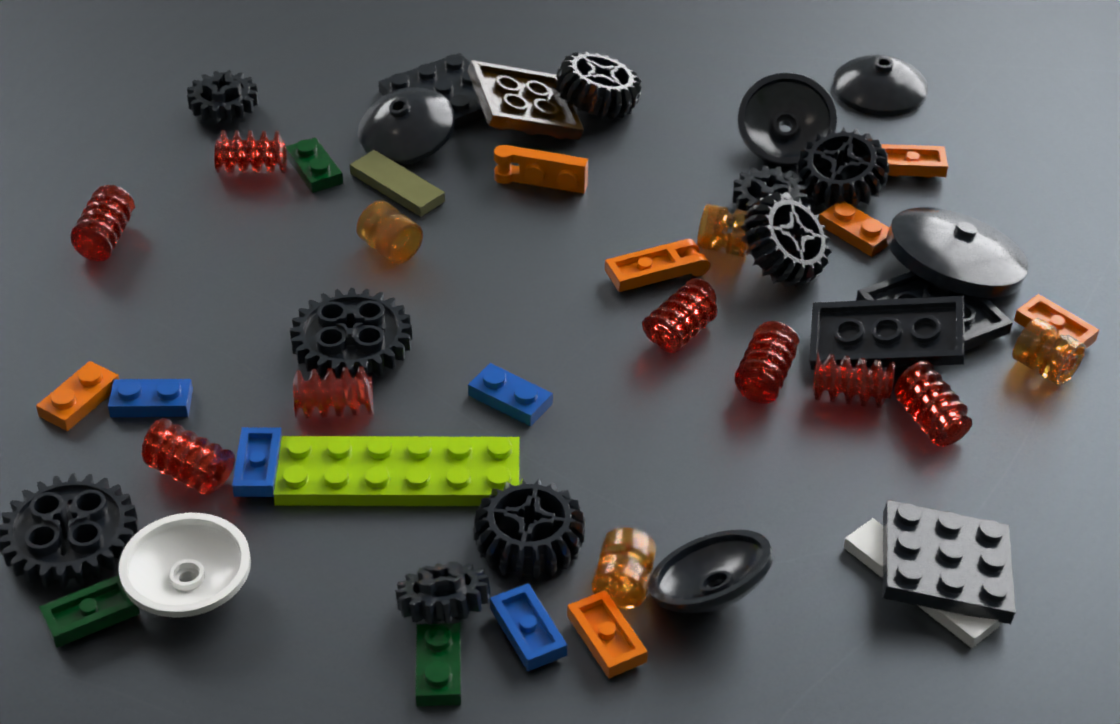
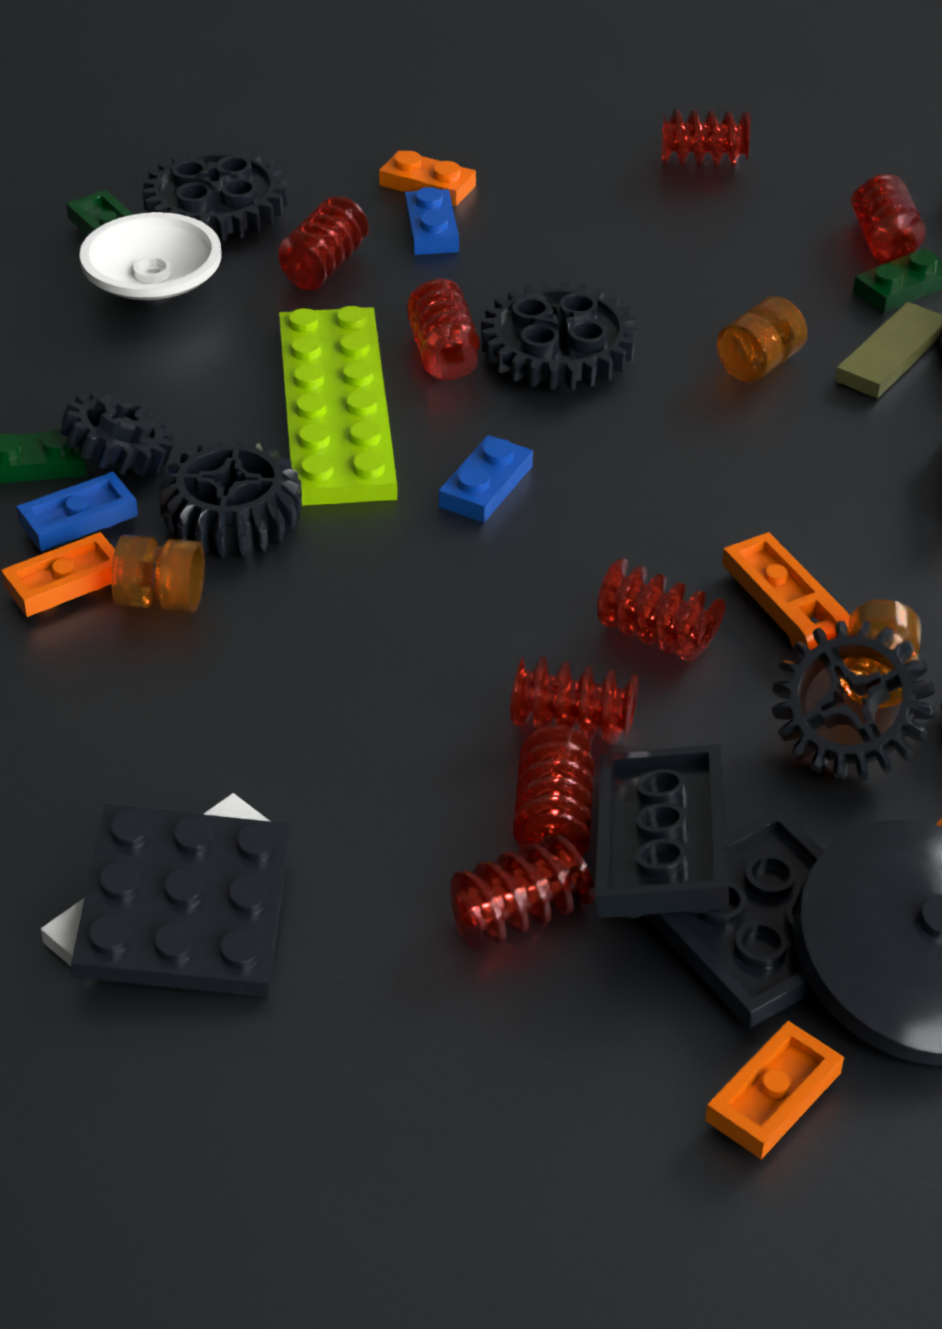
camera: 85 degrees right, 0 degrees up
(256, 462) = (330, 292): blue plate -> none
(711, 572) = (139, 643): black dish -> none
(1052, 353) = (681, 1057): clear orange wheel -> none

